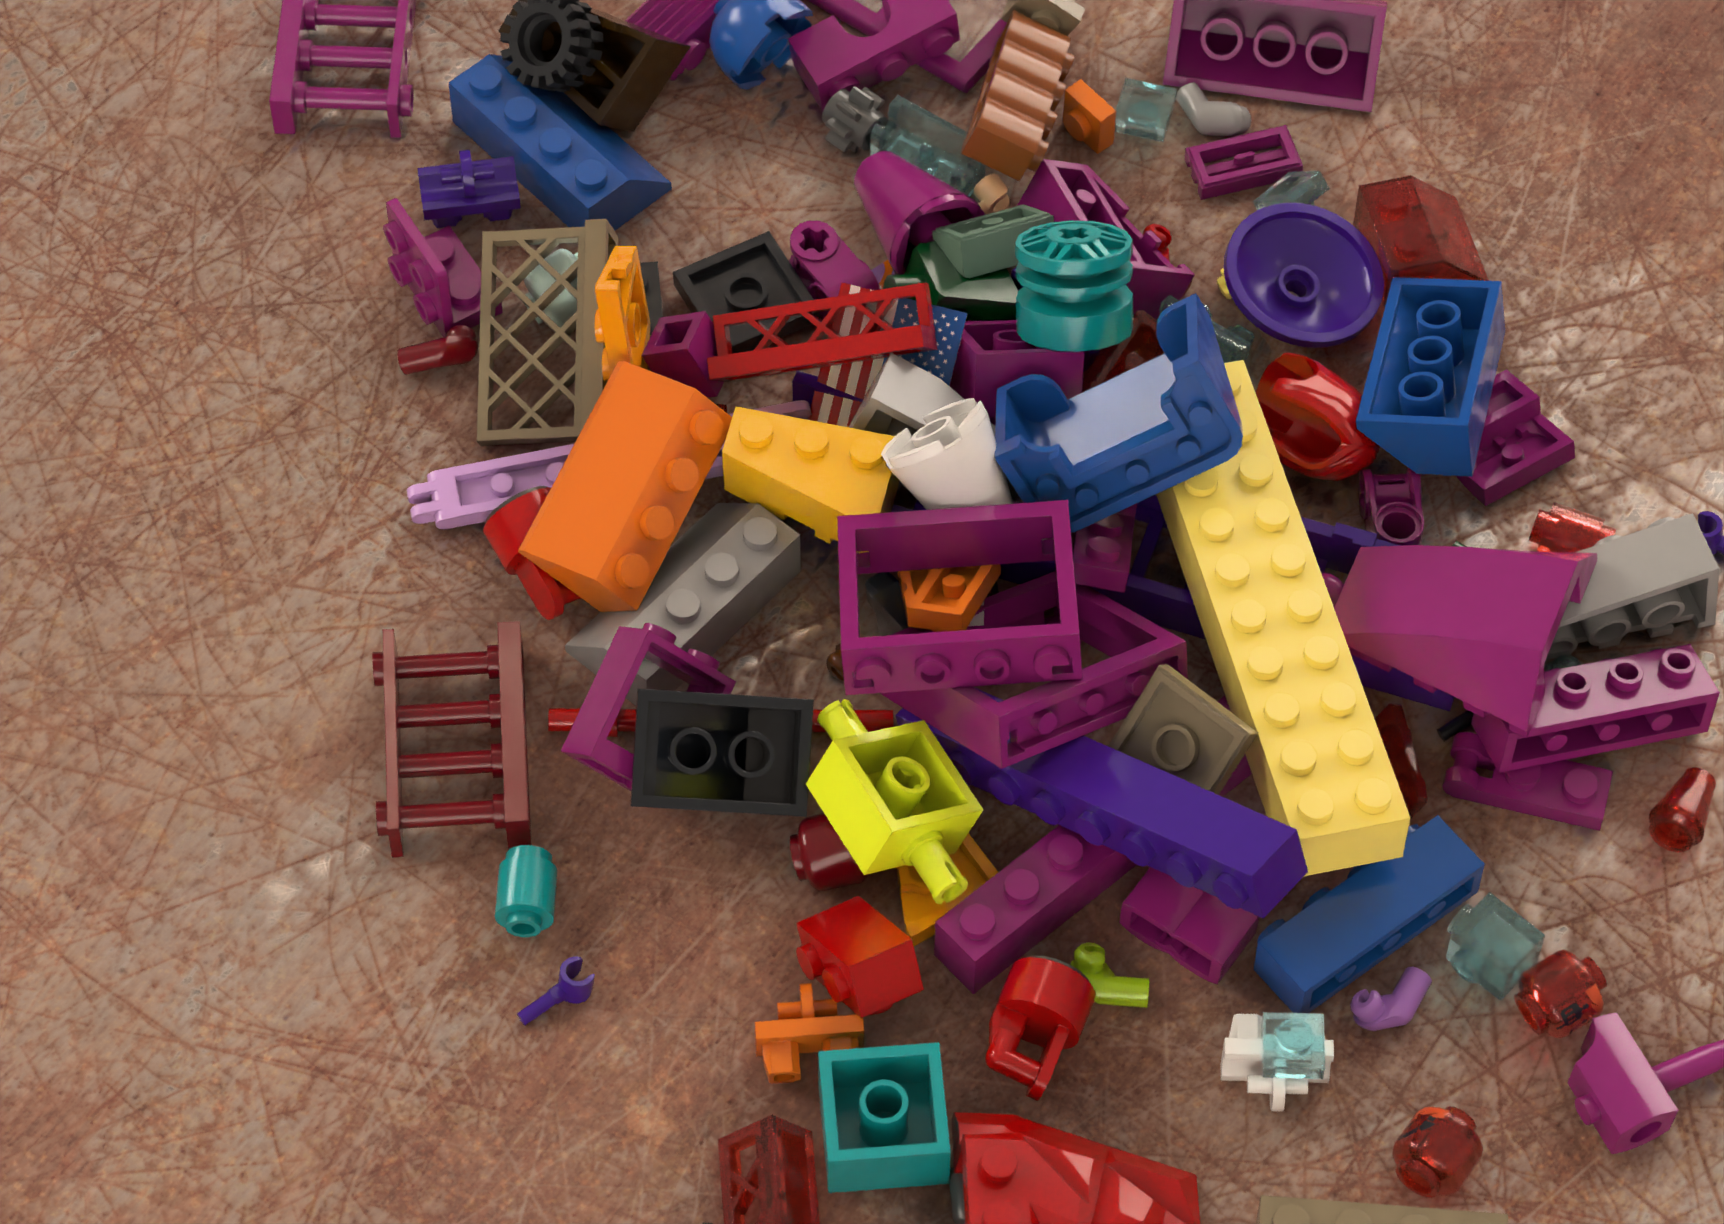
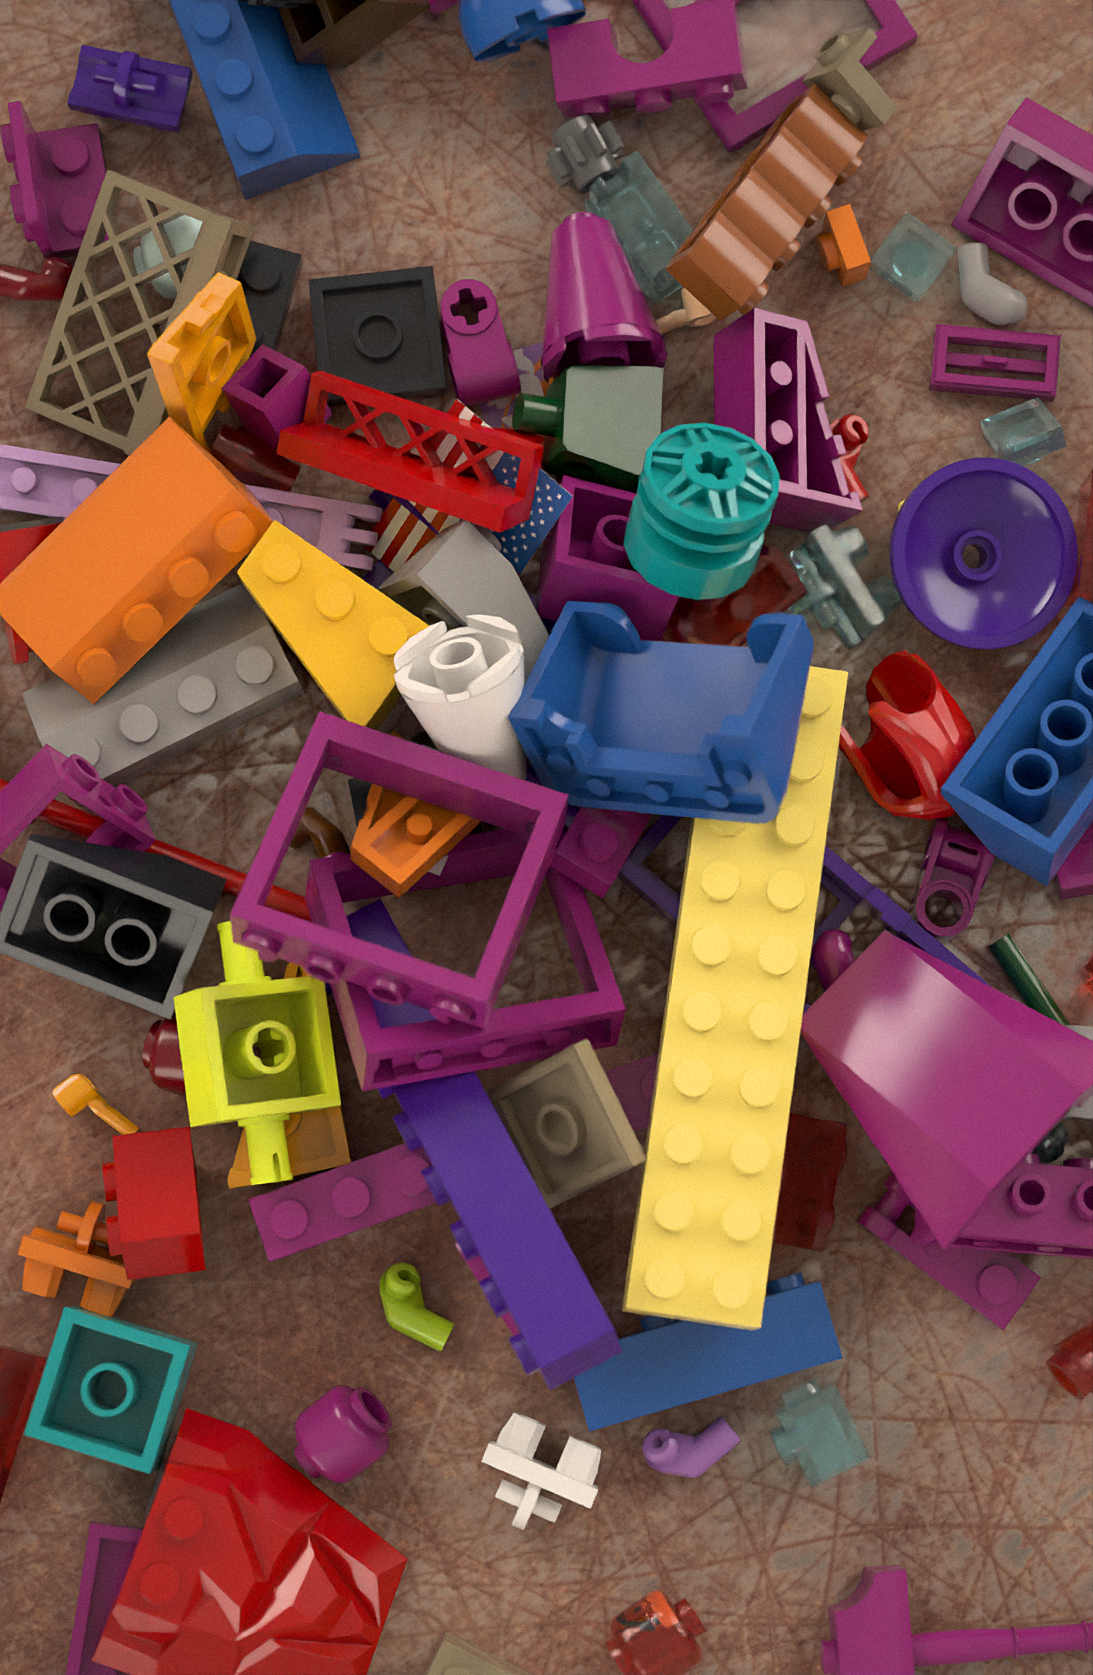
camera: 25 degrees right, 25 degrees up
(750, 916) = (79, 1092): none -> light orange hand
(987, 240) = (661, 389): sand green slope -> none
(1042, 1005) = (327, 1321): red piece -> none
(1095, 1089) = (342, 1433): none -> magenta head
(1293, 1045) = (550, 1487): clear light blue plate -> none
(1560, 993) = (862, 1517): clear red head -> none

